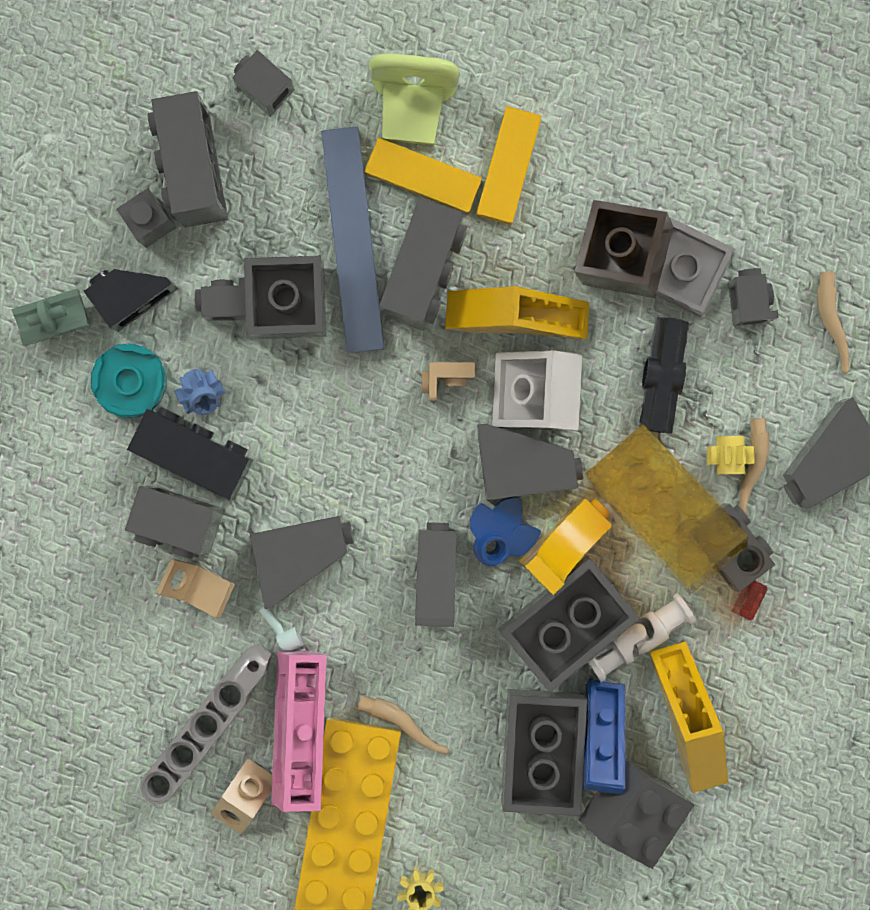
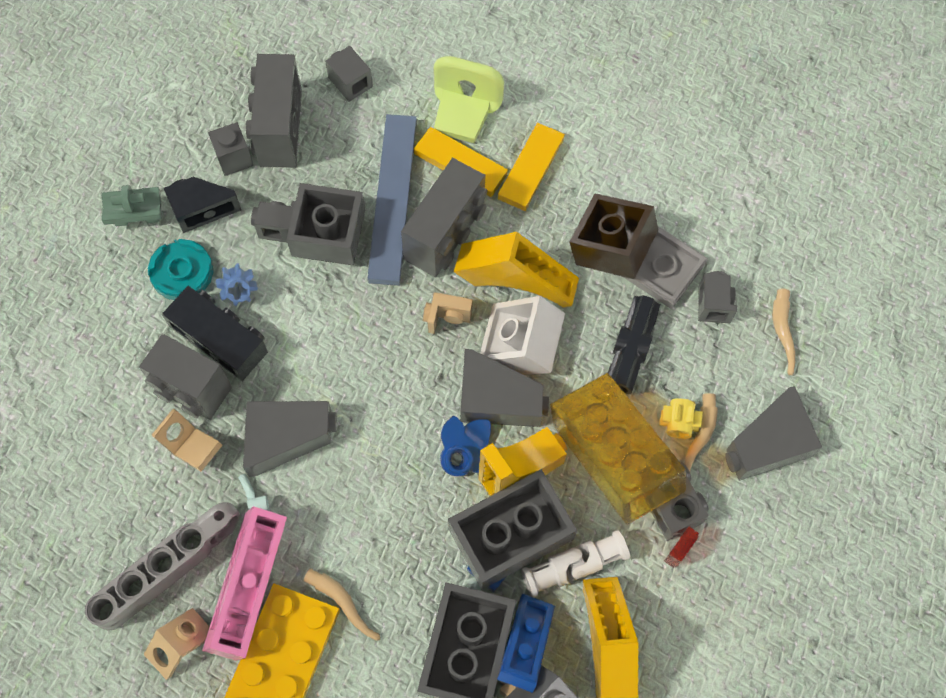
camera: 10 degrees right, 20 degrees down
(436, 576) = (400, 471): dark grey slope -> none

